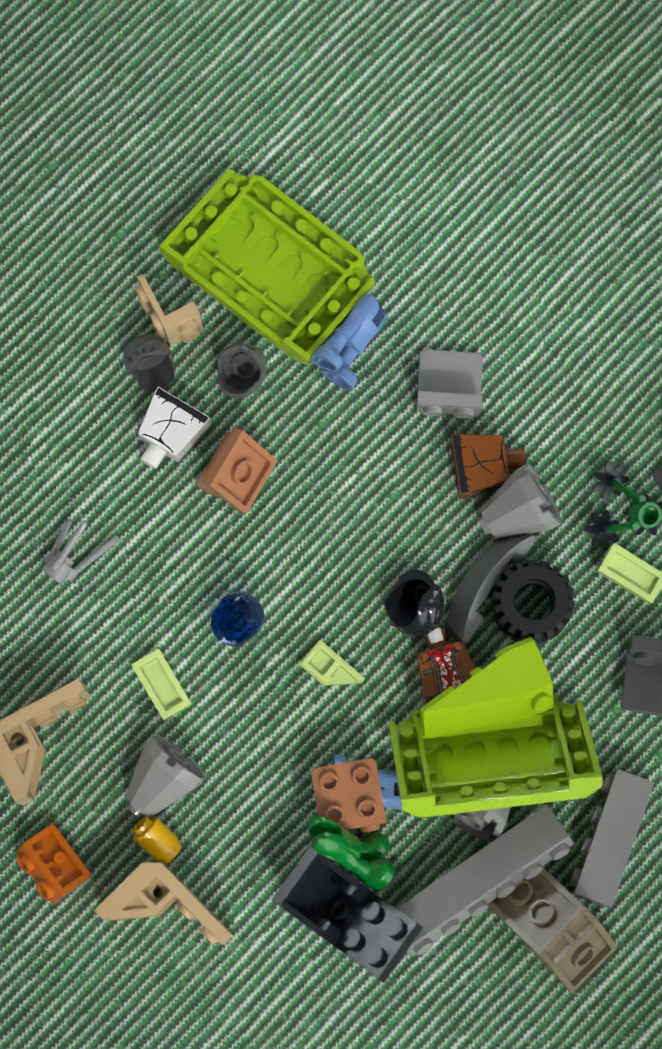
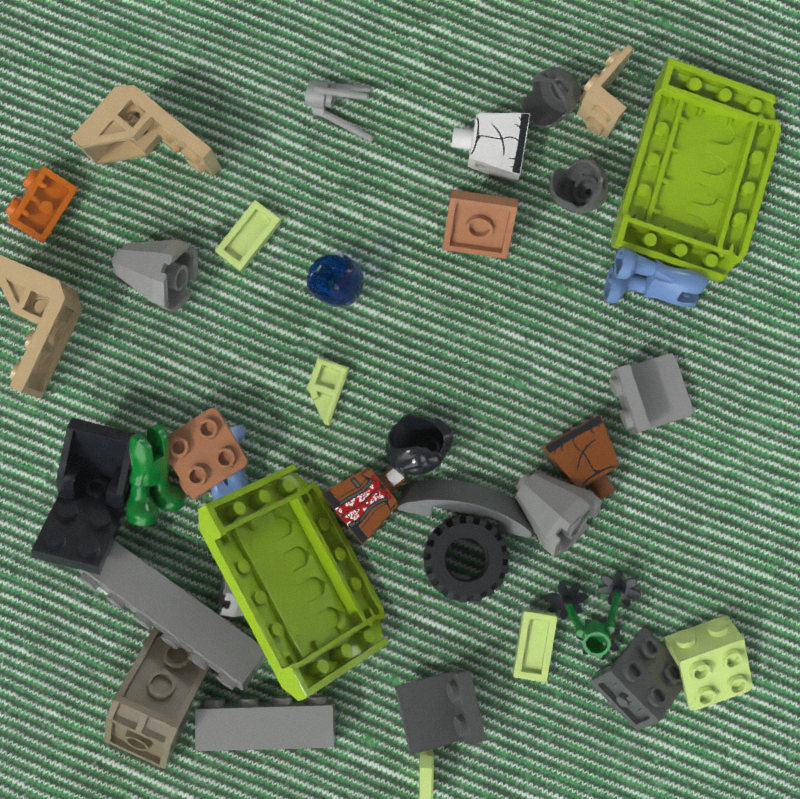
camera: 70 degrees right, 5 degrees up
(156, 839) = (97, 289): yellow brick -> none
(502, 692) = (363, 564): lime wedge -> none

